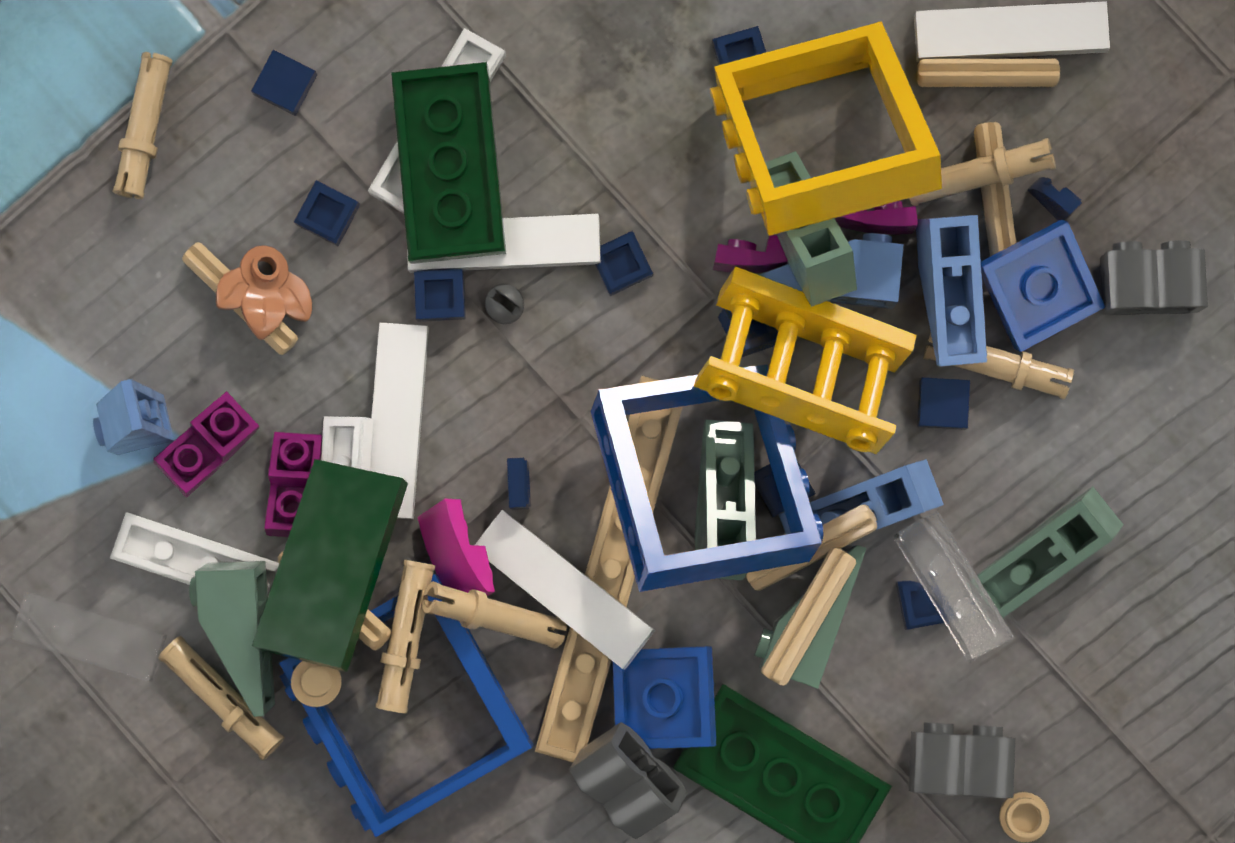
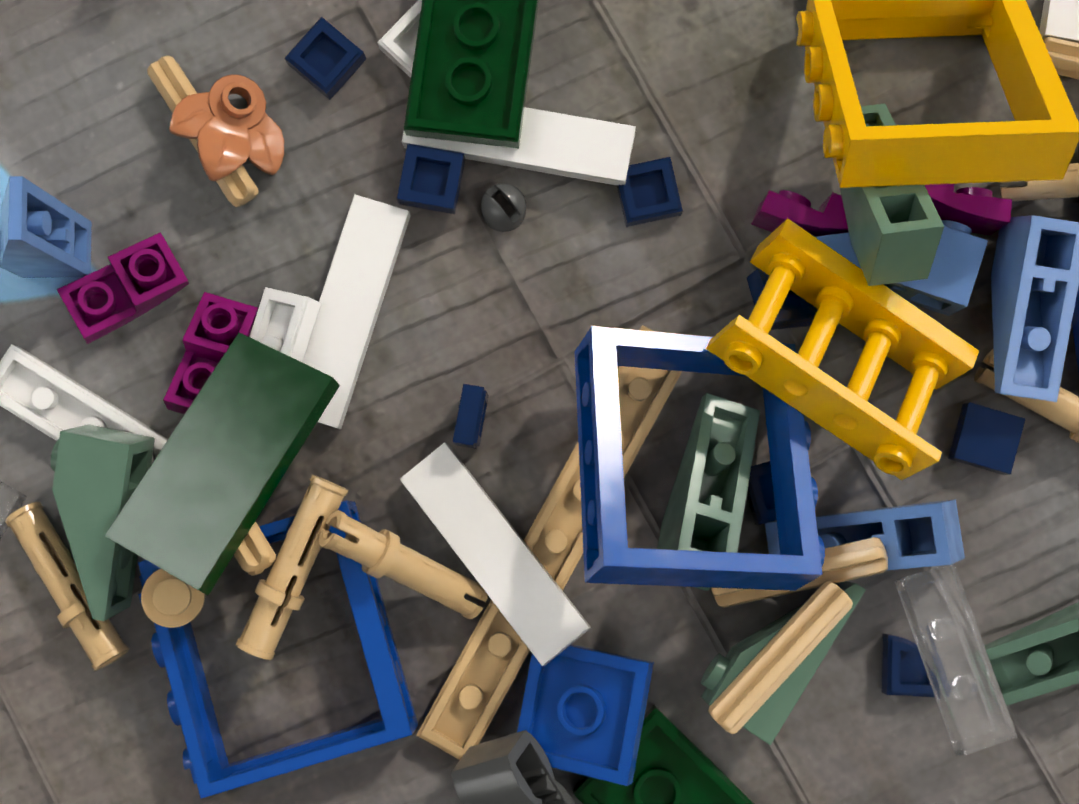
camera: 10 degrees right, 0 degrees up
(448, 546) = (376, 492): dark pink slope -> none

